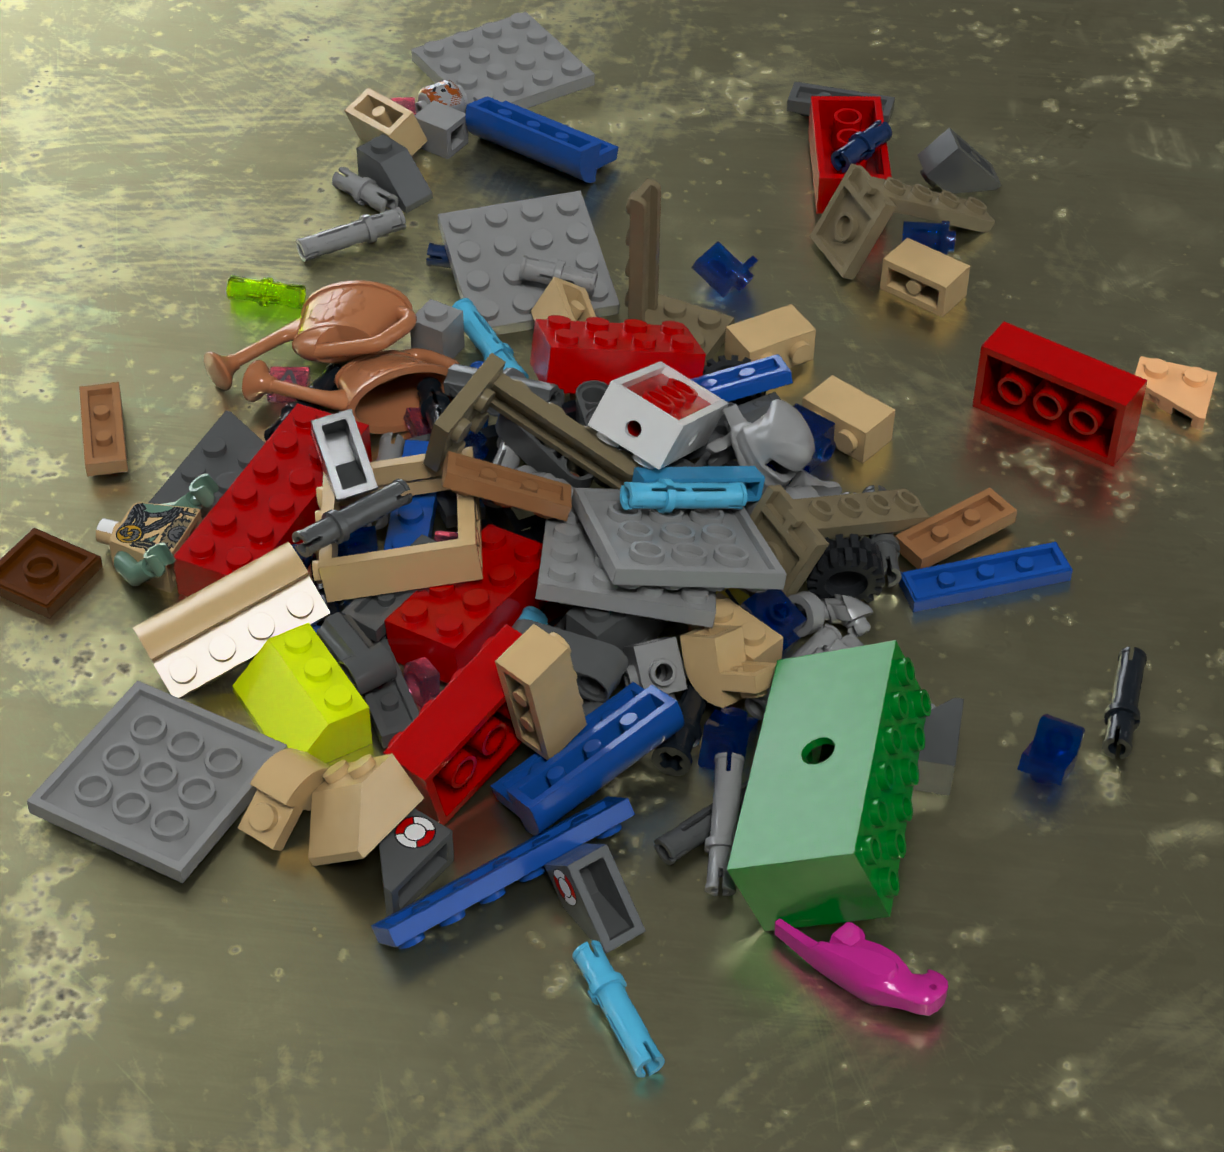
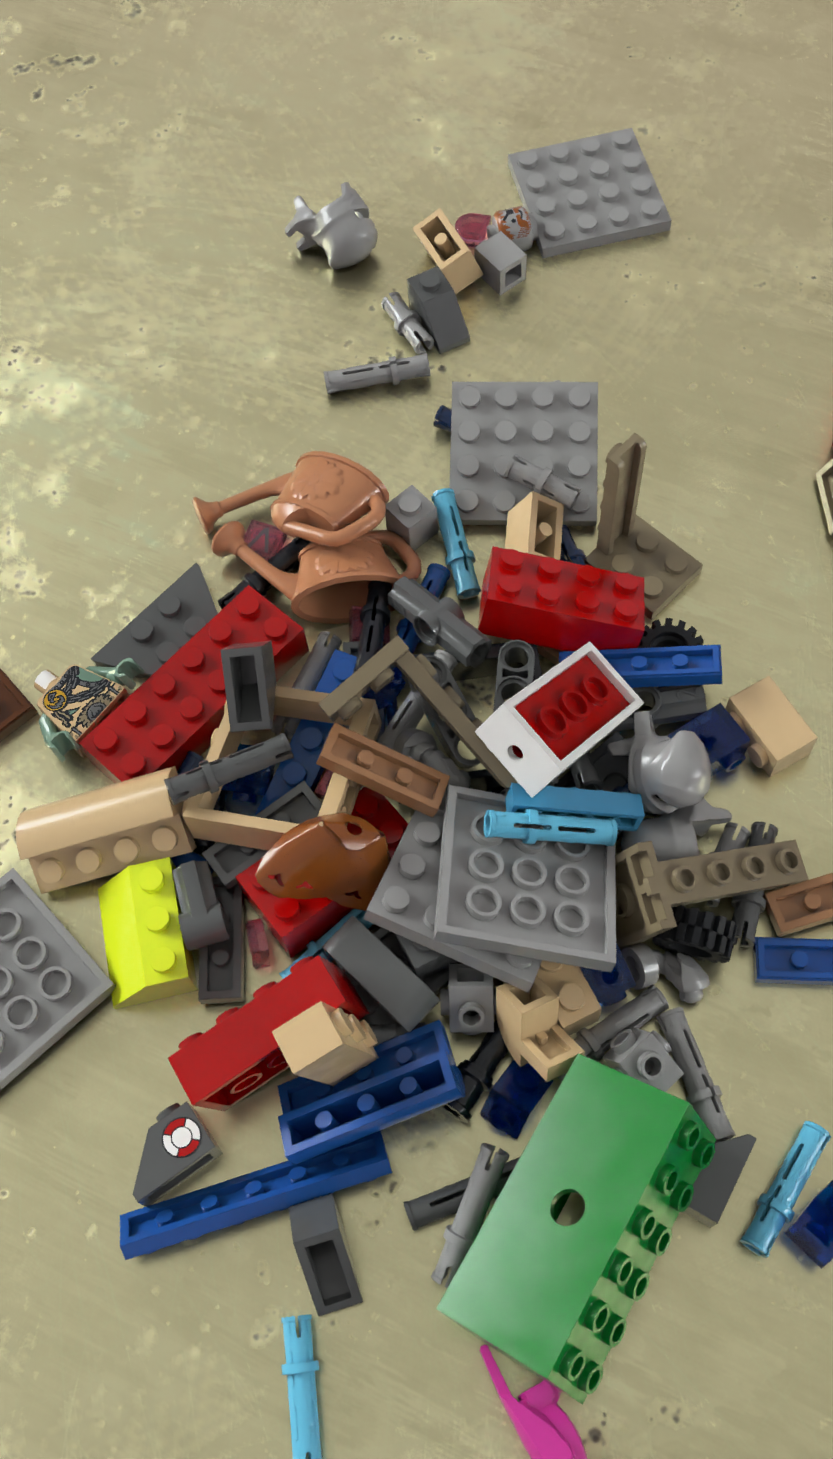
camera: 25 degrees right, 20 degrees up
(103, 429) = (84, 557): medium nougat plate -> none
(266, 291) = (279, 426): clear neon green pin -> none
(267, 124) = (338, 228): none -> light grey piece
(281, 795) = (93, 1041): tan brick -> none
(358, 807) = (139, 1096): tan slope -> none
(494, 563) = (328, 860): none -> dark orange piece
(539, 138) = (591, 294): blue brick -> none
(724, 270) = (712, 502): clear blue bracket -> none
(772, 333) = (727, 607): tan brick -> none
(1002, 753) = (777, 1204): none -> medium azure pin

